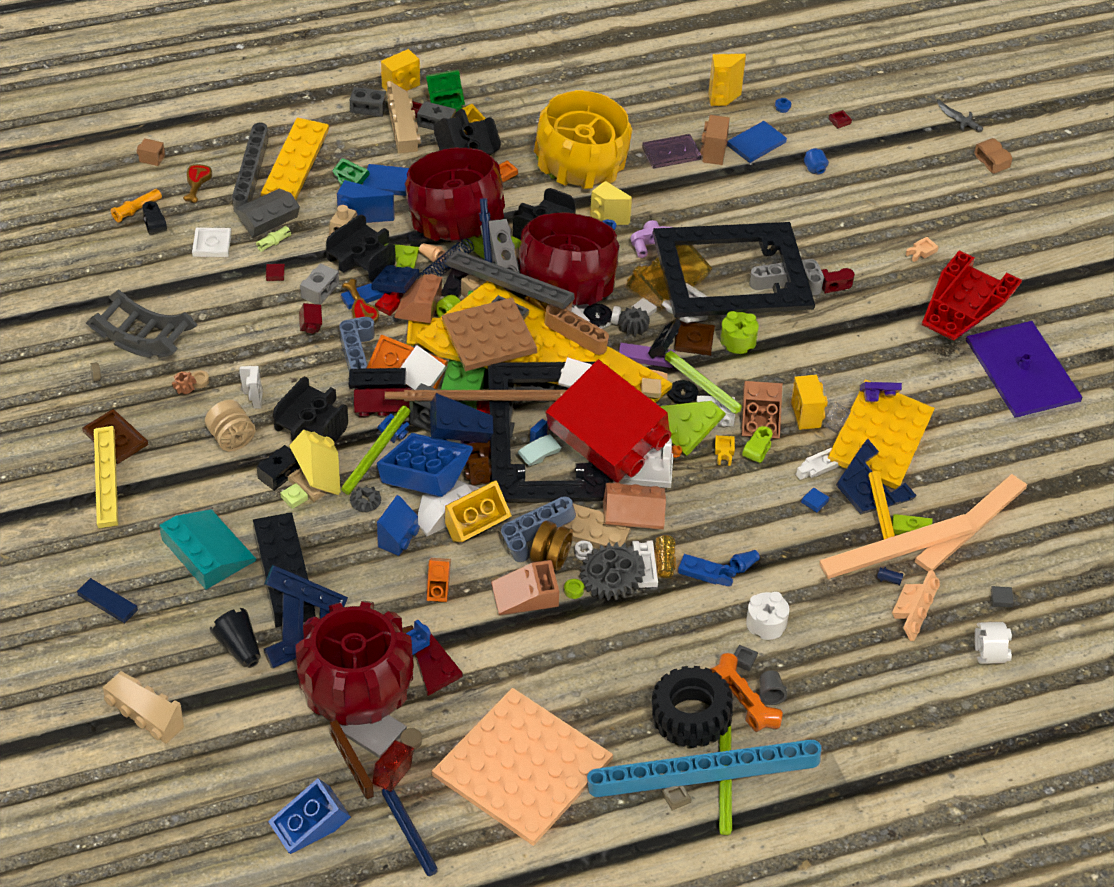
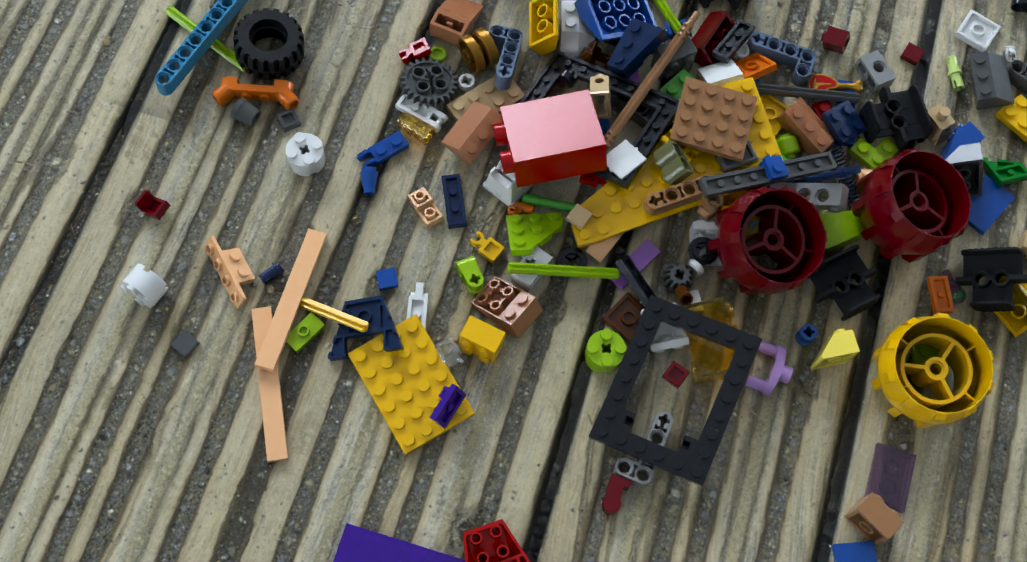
camera: 120 degrees right, 20 degrees up
(222, 211) = (1012, 49): none -> white pin
(383, 177) = (969, 163): none -> dark grey slope
(385, 312) = (807, 93): none -> dark grey axle
(502, 275) = (774, 167): none -> blue bracket
(529, 418) = (601, 89): none -> tan torso
(554, 341) = (672, 163): none -> olive brick
(585, 600) = (416, 50): none -> plate
(650, 303) = (683, 295): none -> reddish brown hinge
(704, 496) = (454, 201): none -> dark blue tile
(727, 266) = (675, 374): none -> dark red tile
(730, 509) = (425, 207): none -> light nougat slope
(921, 695) = (151, 205): none -> dark red bracket

